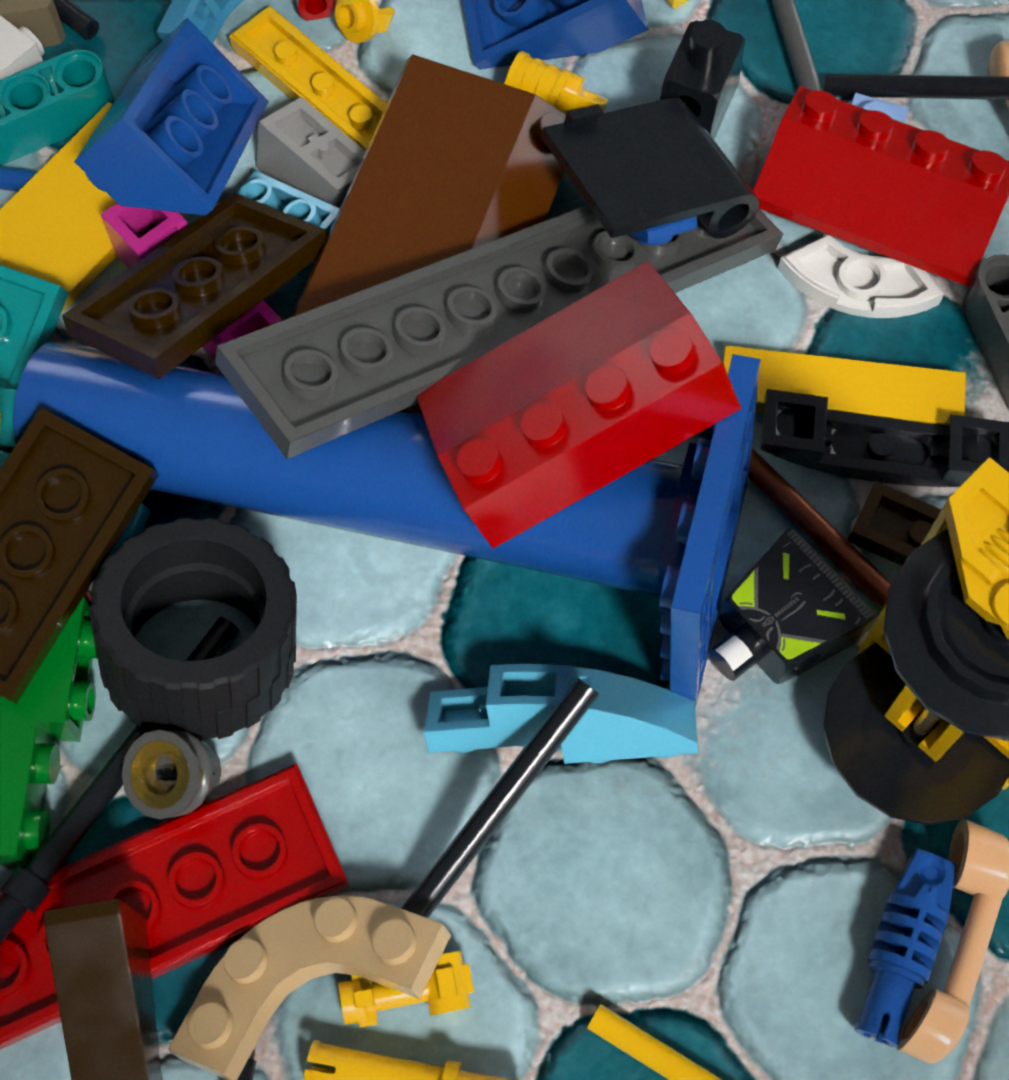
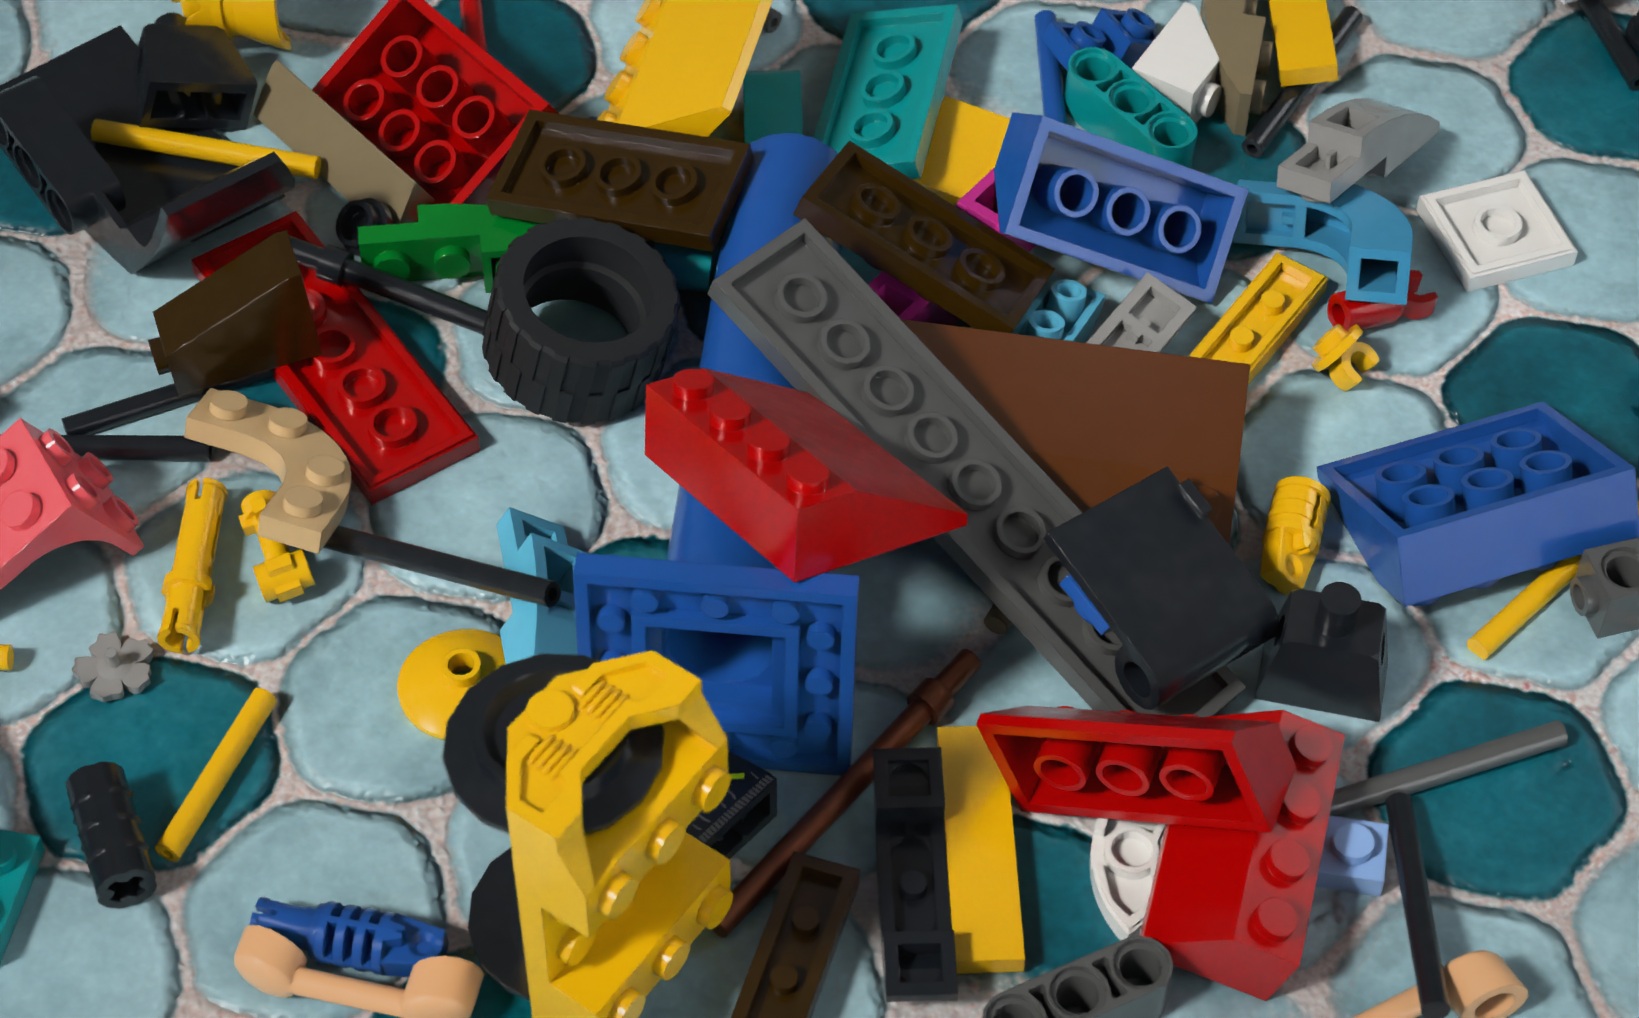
camera: 80 degrees right, 15 degrees down
(188, 777) = (449, 341): dark grey piece -> none
(598, 846) = (427, 678): none -> yellow dish
(825, 222) = (1142, 765): none -> red slope

